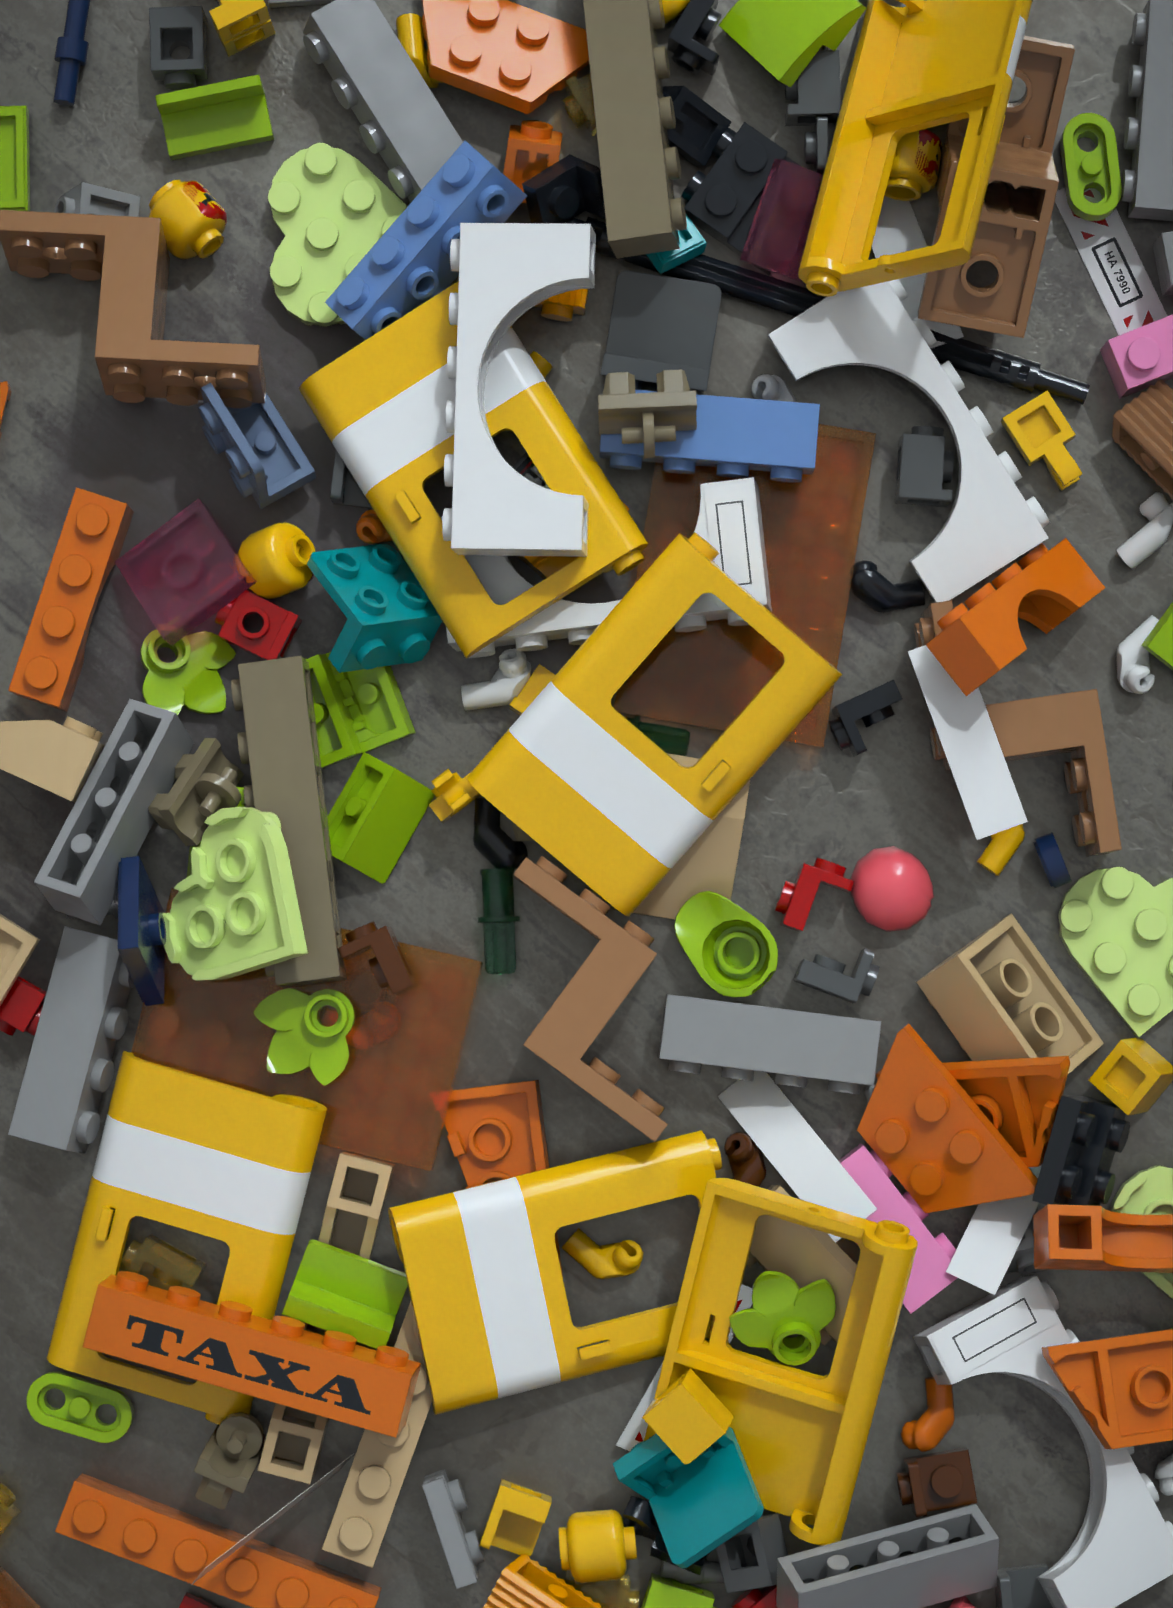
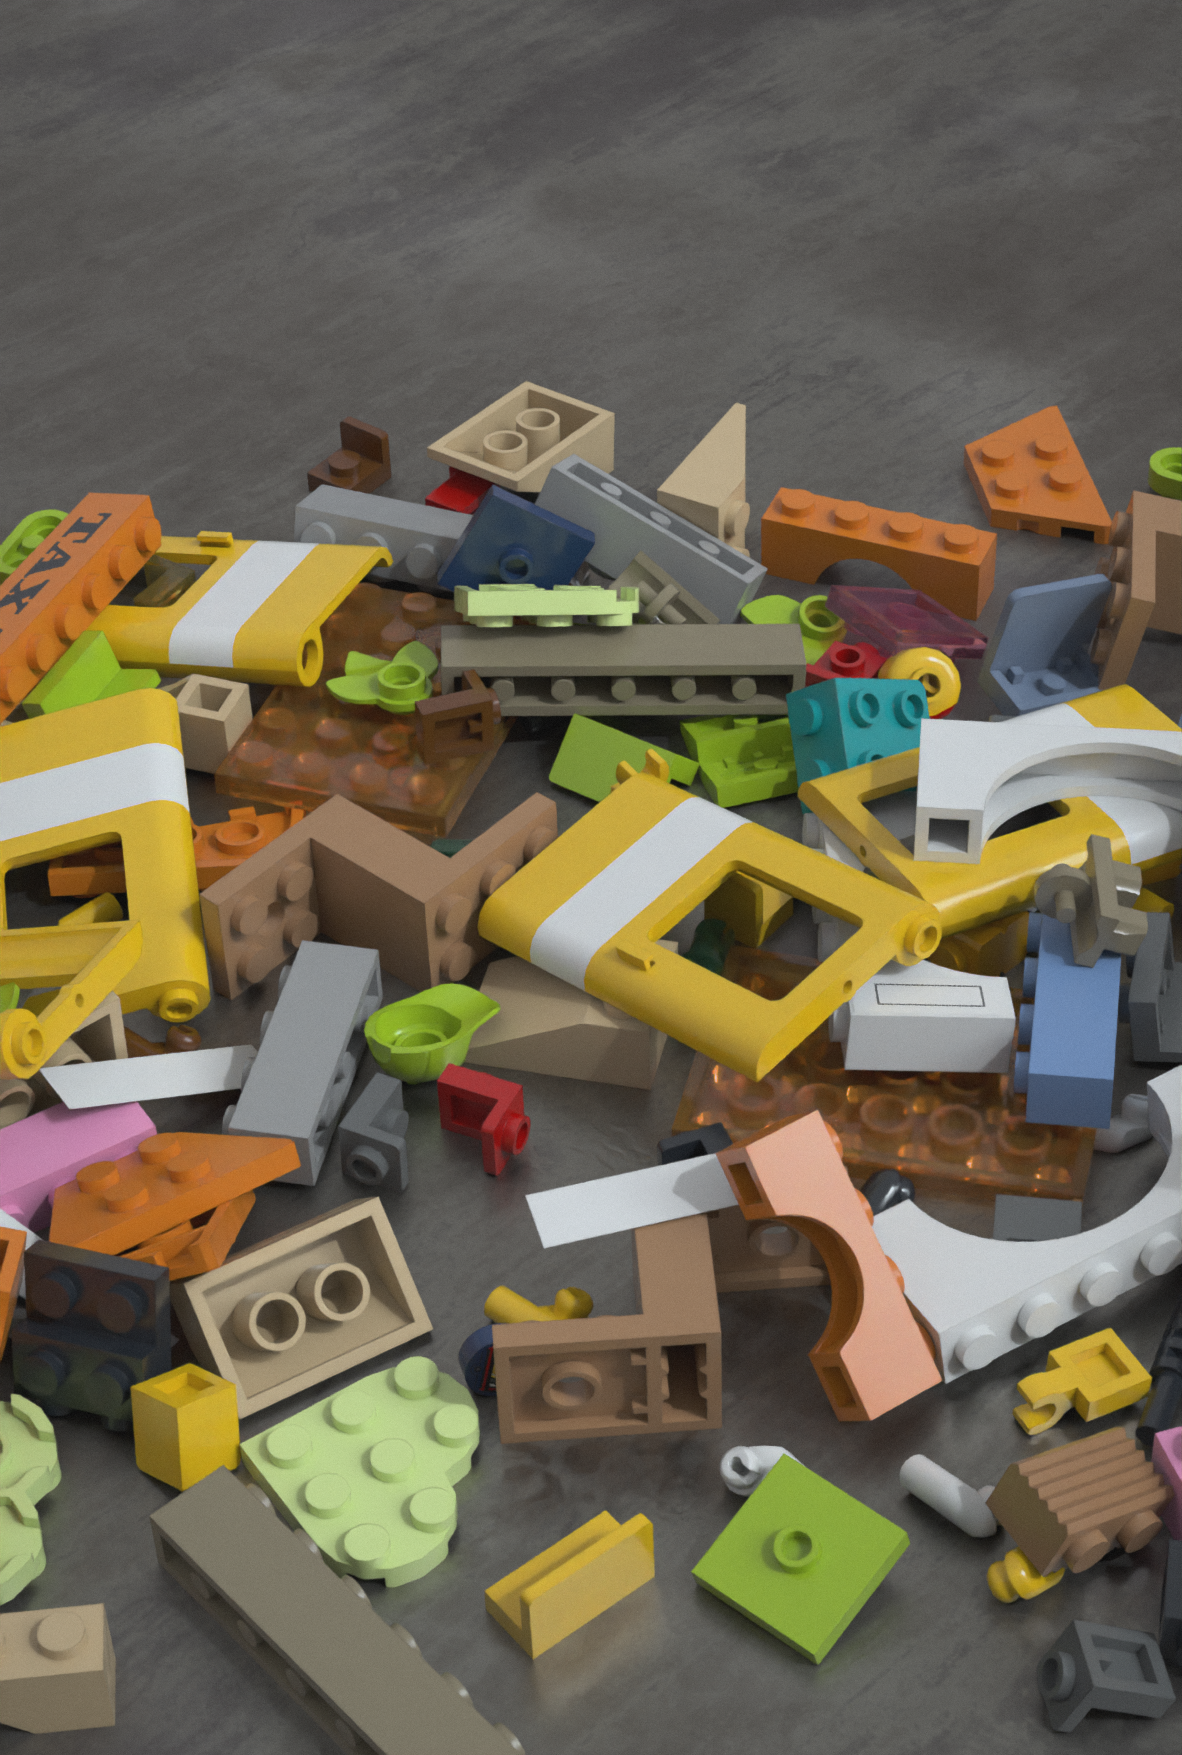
camera: 100 degrees right, 45 degrees down
(891, 889) = (480, 1200): coral hair -> none

